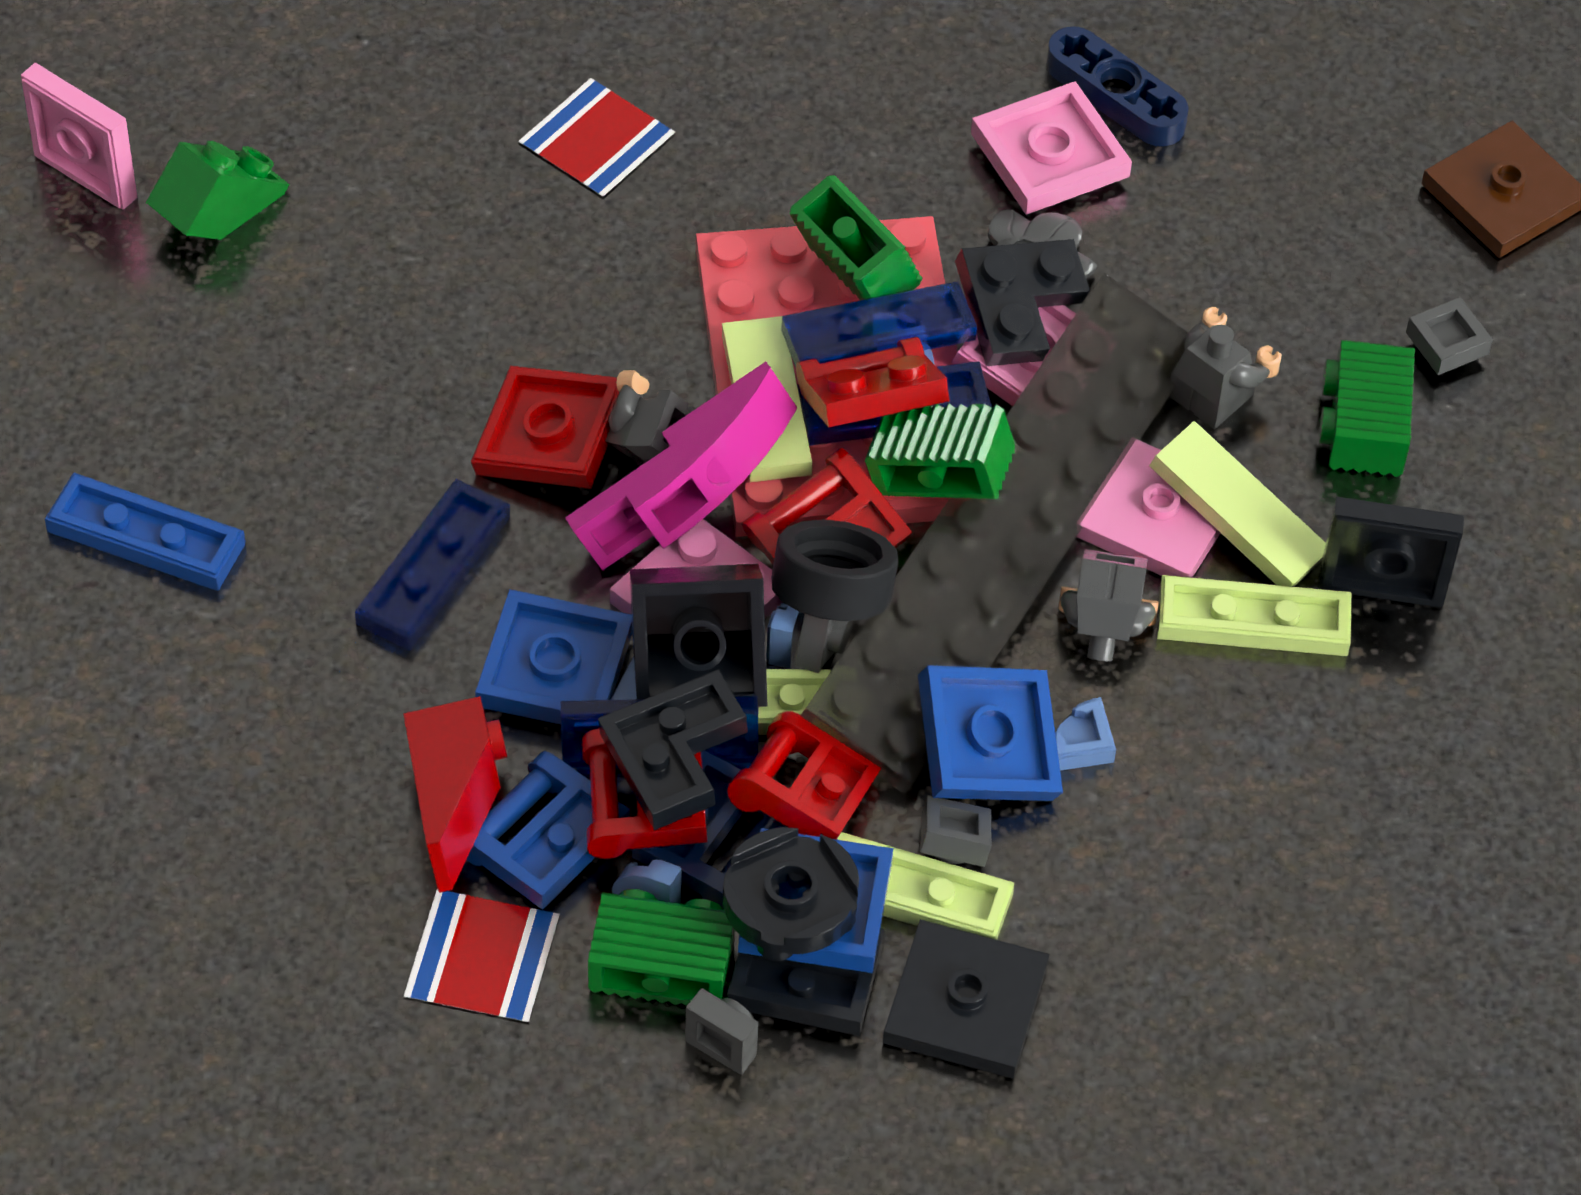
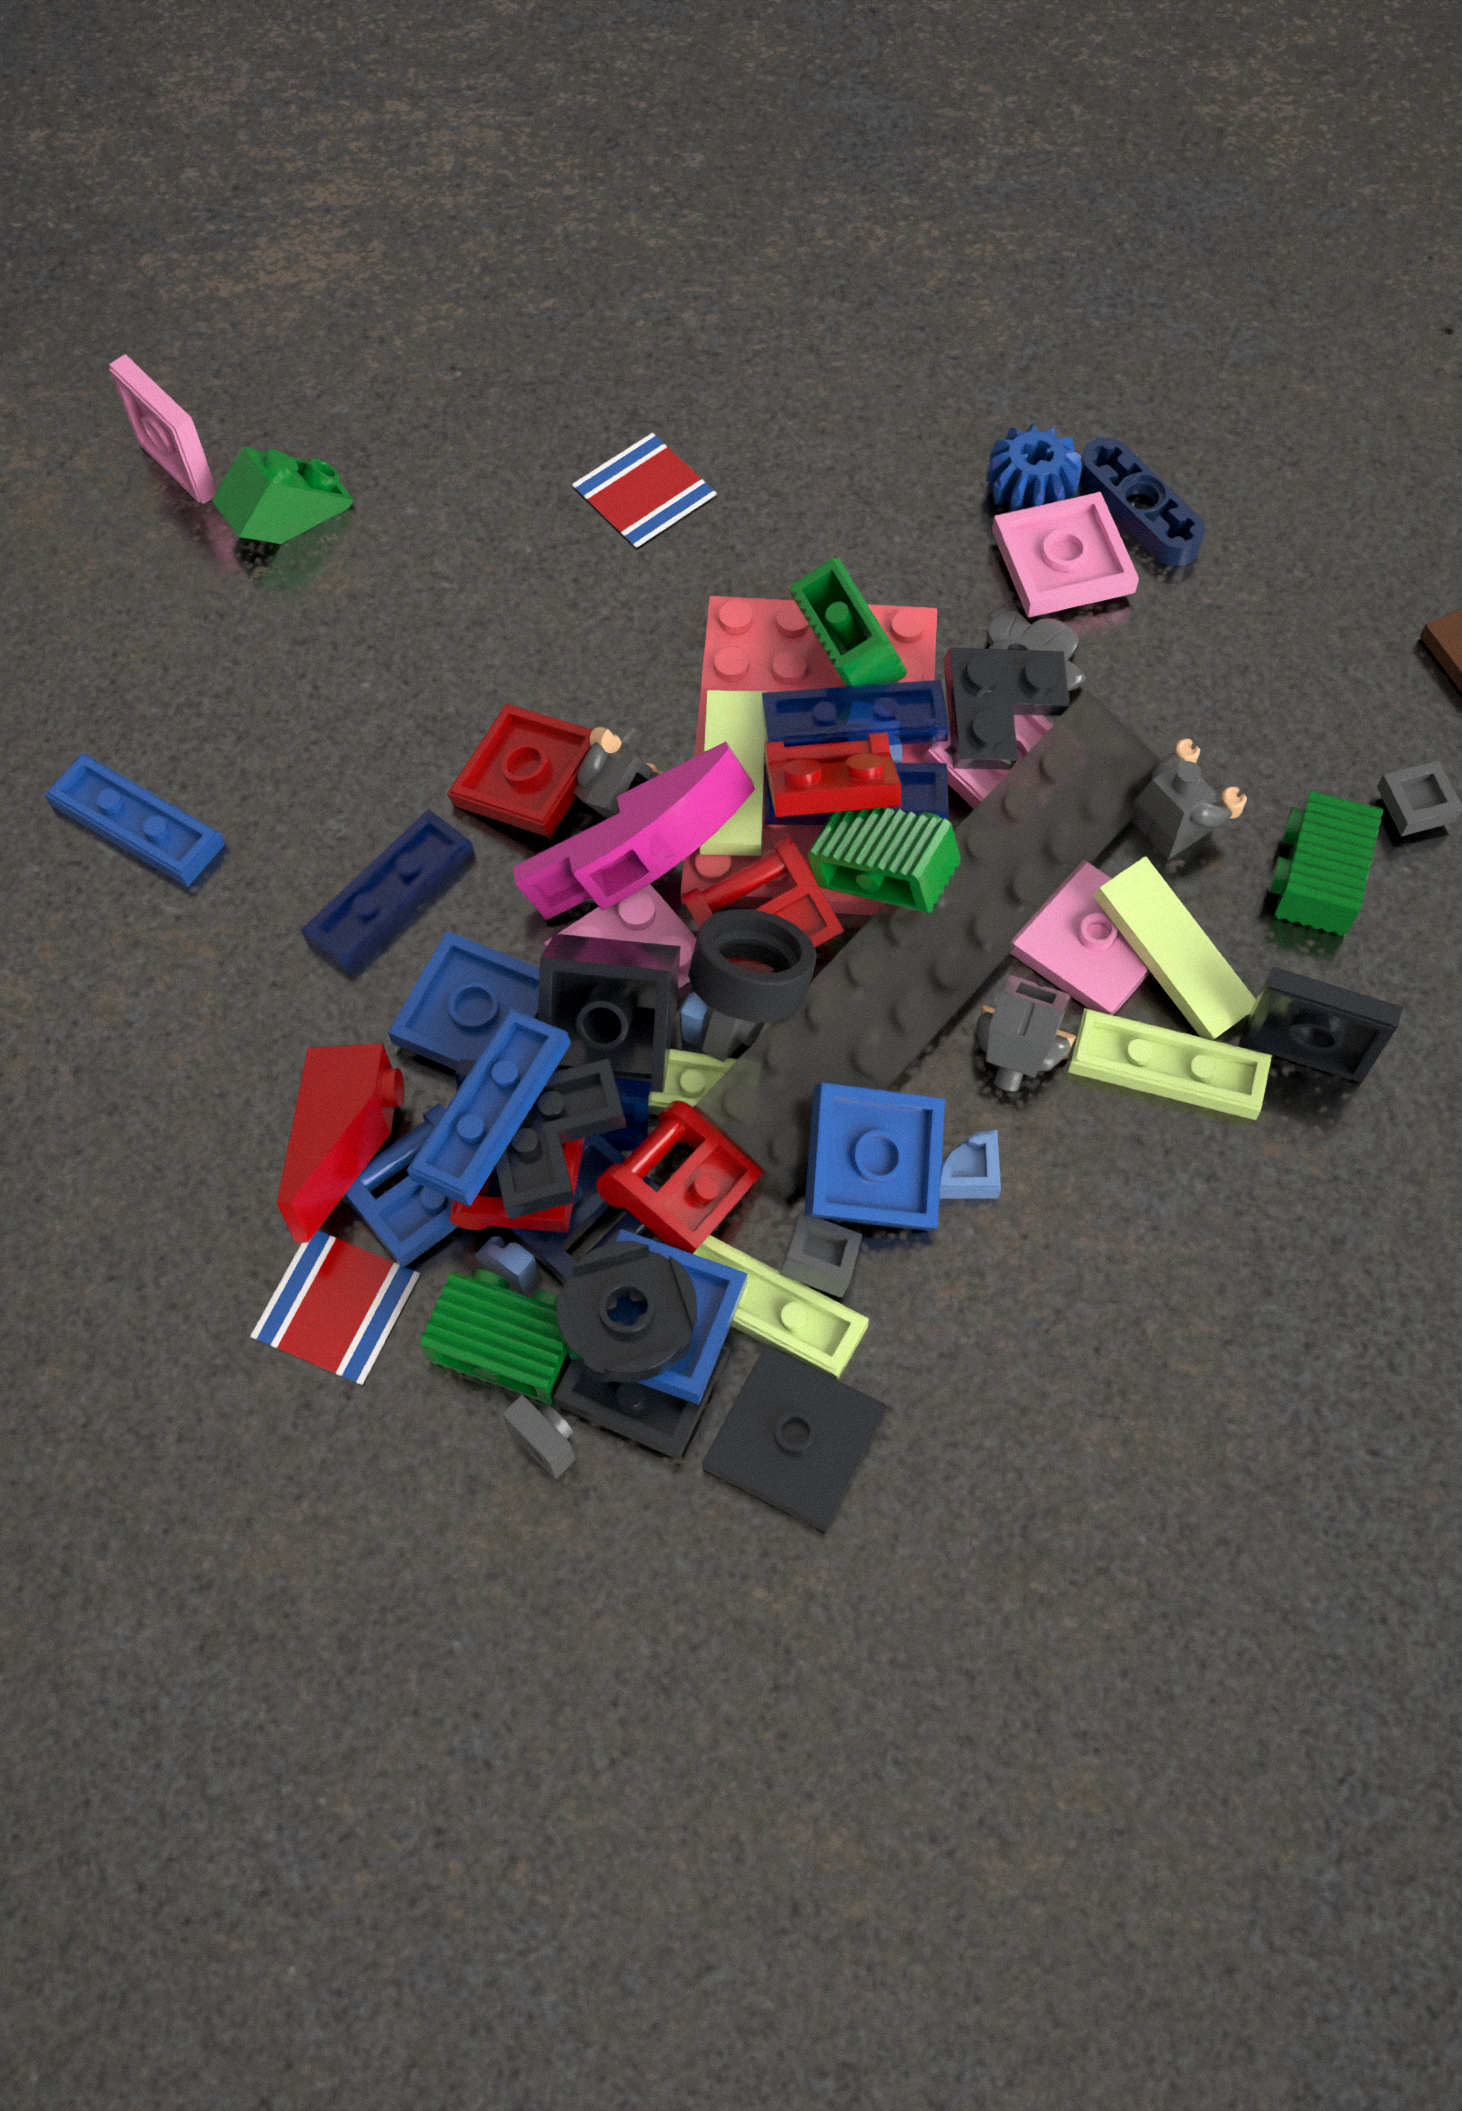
camera: 15 degrees right, 10 degrees up
(614, 727) = (489, 1107): none -> blue tile
(1001, 66) = (1033, 469): none -> blue gear

